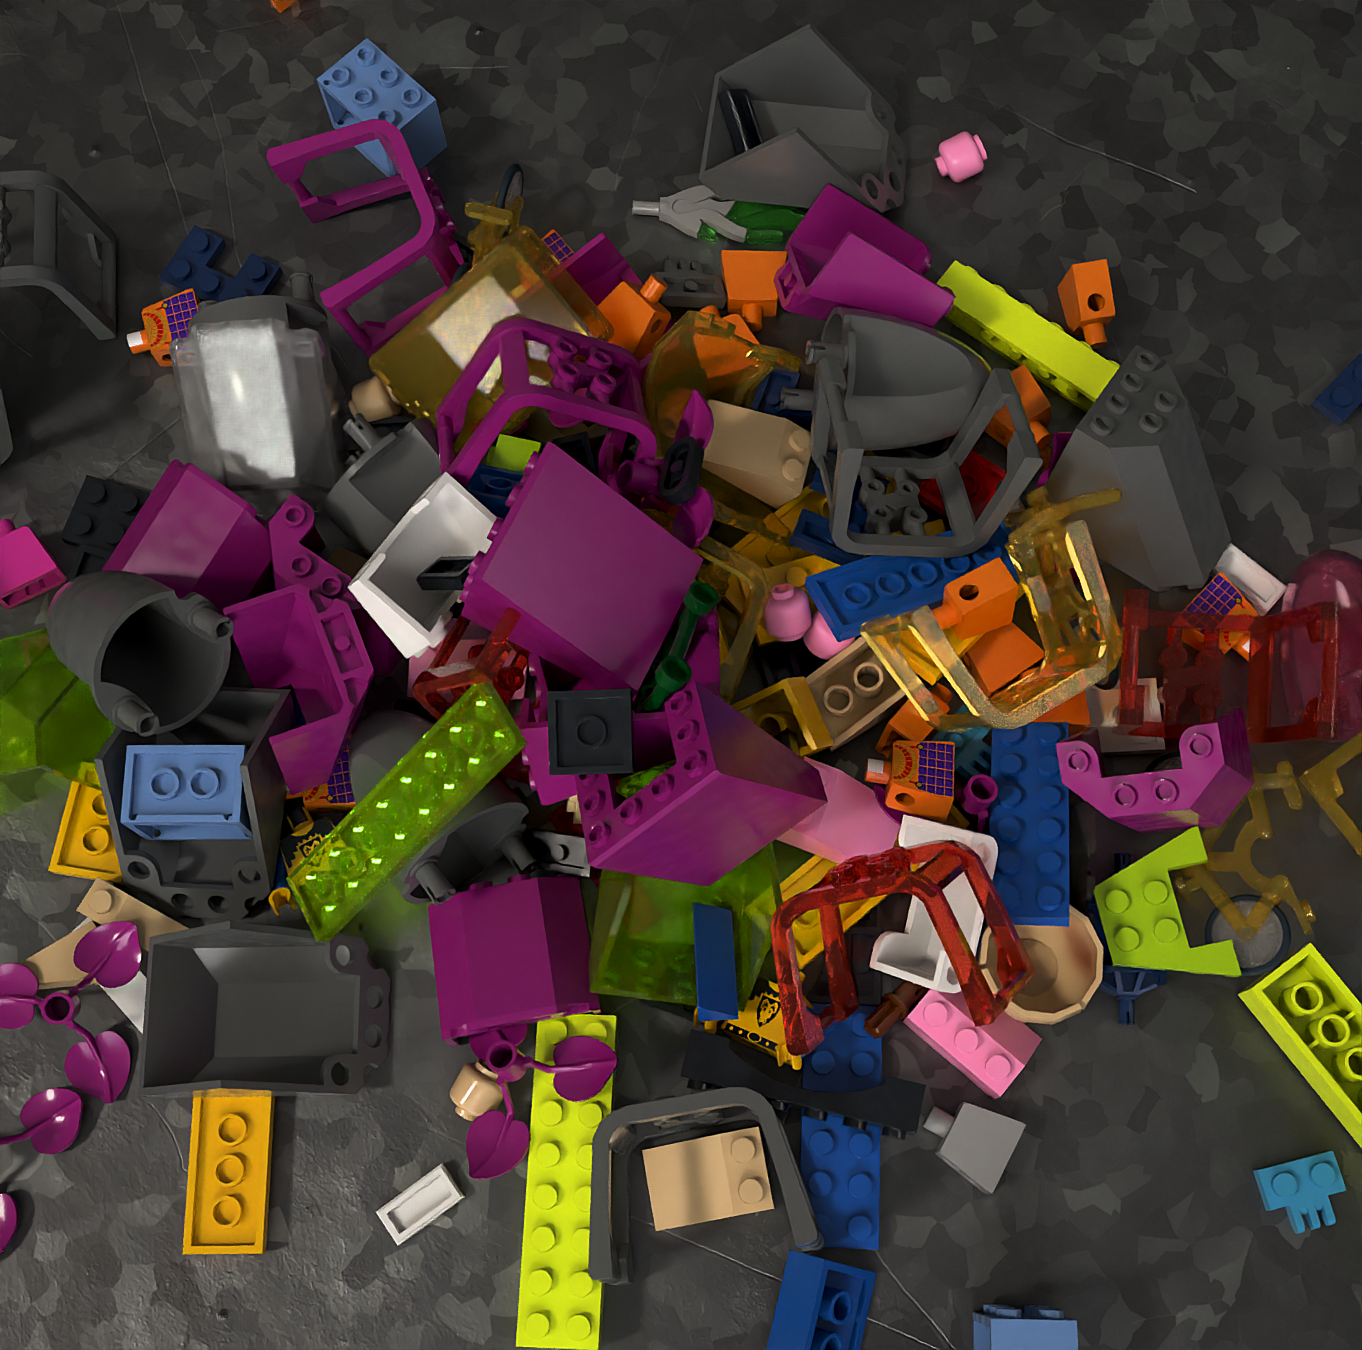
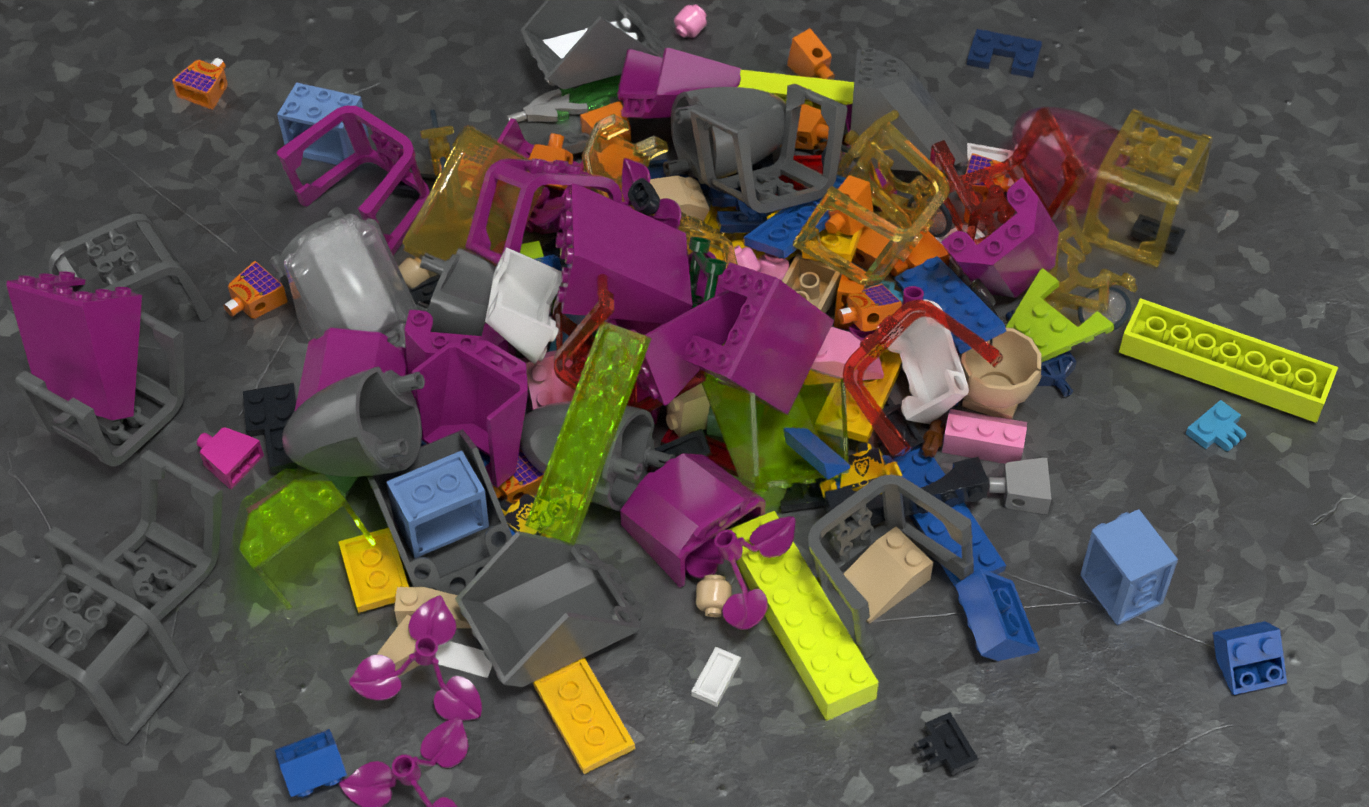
camera: 30 degrees left, 20 degrees down
(193, 266) = (242, 254): dark blue plate -> none
(446, 573) = (541, 300): black tile -> none
(590, 732) = (684, 318): black plate -> none
(741, 119) = (548, 45): black tile -> none

